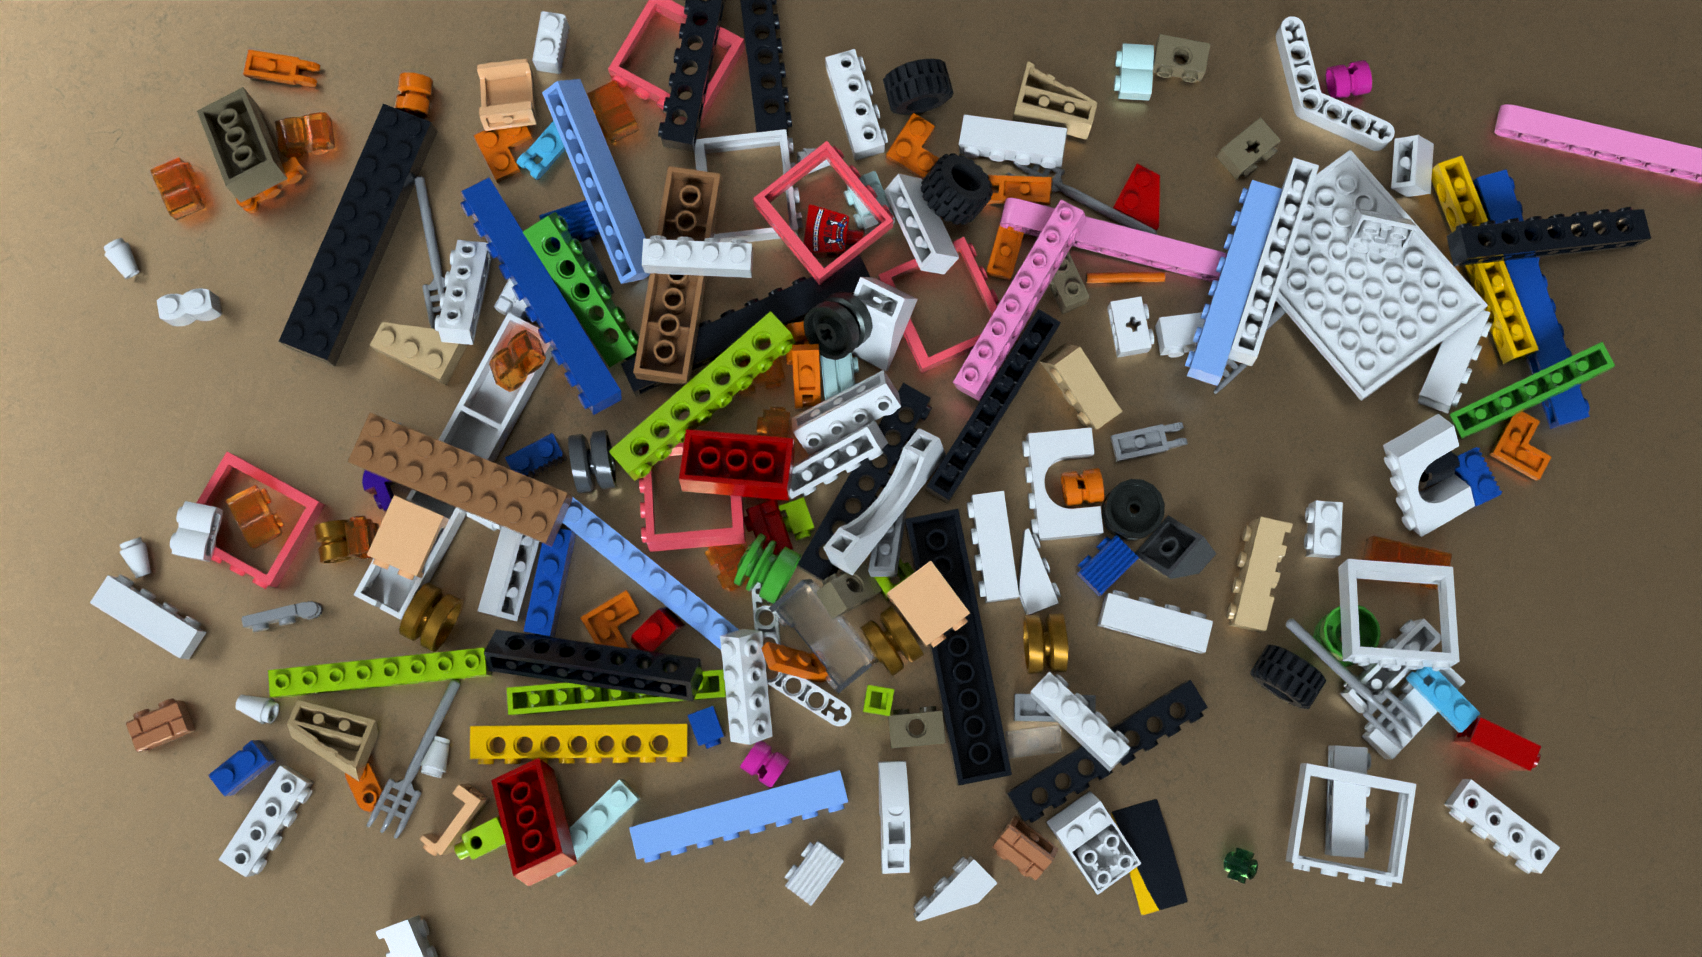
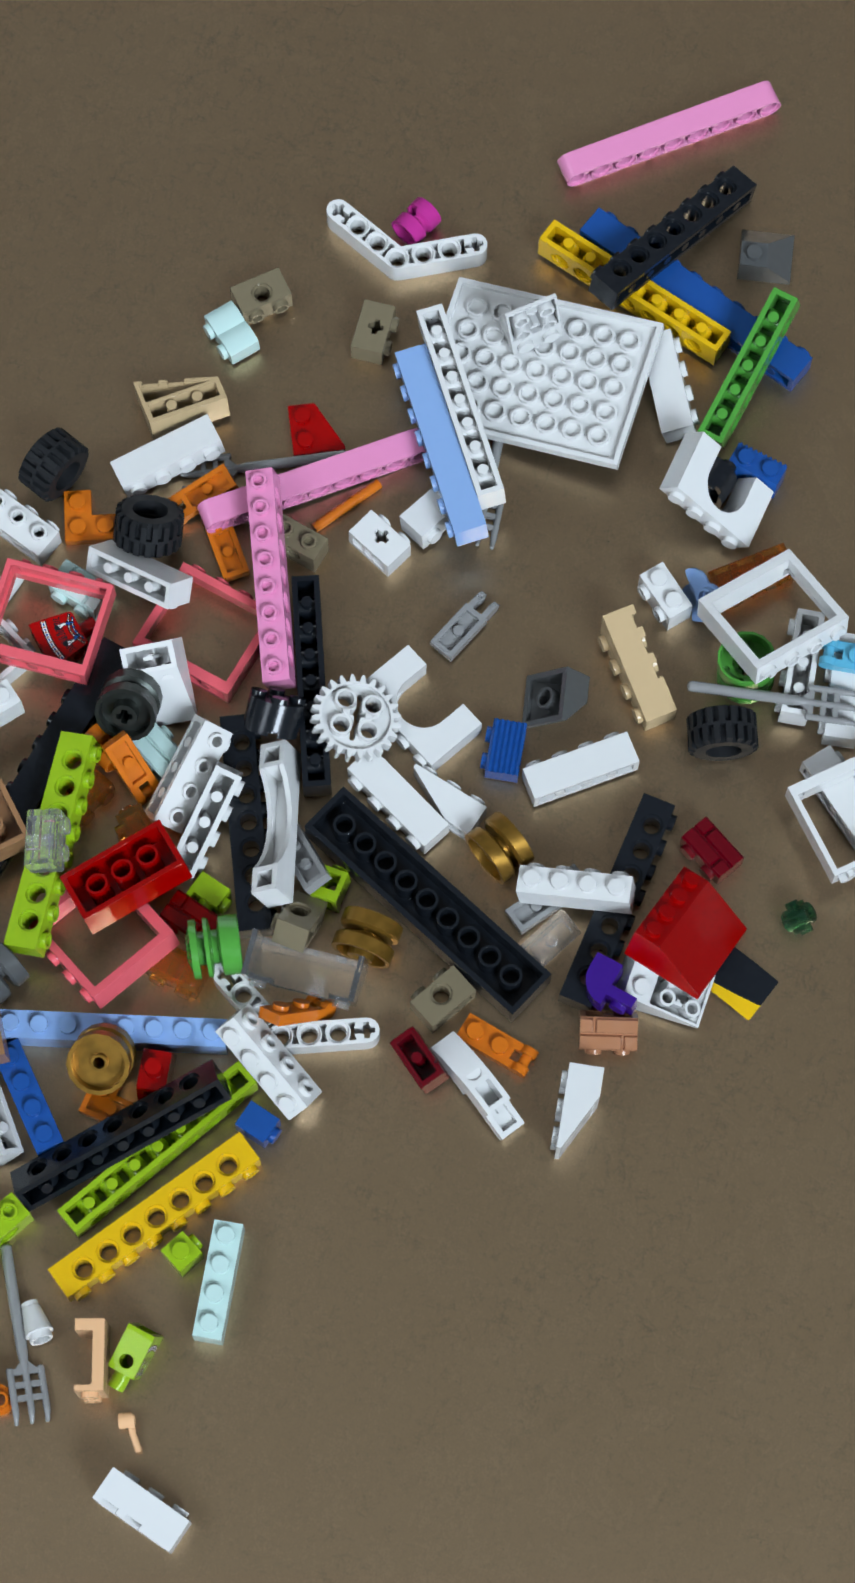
camera: 35 degrees left, 10 degrees down
(451, 881) = (128, 1421): none -> light nougat hand
(533, 822) = (165, 1305): red brick -> none
(580, 785) = (183, 1253): none -> lime brick
(619, 595) = (101, 1059): none -> pearl gold wheel
(695, 394) = (46, 840): none -> clear brick
(737, 815) = (341, 1179): light blue brick -> none
(764, 763) = (321, 1119): dark pink wheel -> none
(814, 872) = (442, 1181): white brick -> none
(863, 766) = (419, 1060): none -> dark red brick
(878, 700) = (391, 996): lime brick -> none
(929, 604) = (377, 878): light nougat panel -> none
(932, 793) = (496, 1045): none -> orange plate
(944, 412) = (274, 712): none -> black brick
(1021, 478) = (380, 725): none -> white gear
(1043, 811) = (600, 986): none -> dark purple brick
(1081, 385) = (374, 617): tan wedge -> none
(1091, 490) = (434, 702): orange wheel -> none
(1140, 496) = (493, 688): pearl dark grey wheel -> none
(1141, 820) = (687, 934): none -> red slope
(1209, 762) = (710, 851): none -> dark red brick
(1354, 545) = (697, 588): none -> light blue plate
(1412, 166) = (520, 255): white brick -> none
(1514, 449) = (773, 427): orange plate -> none
(1613, 302) = (765, 257): none -> dark grey slope

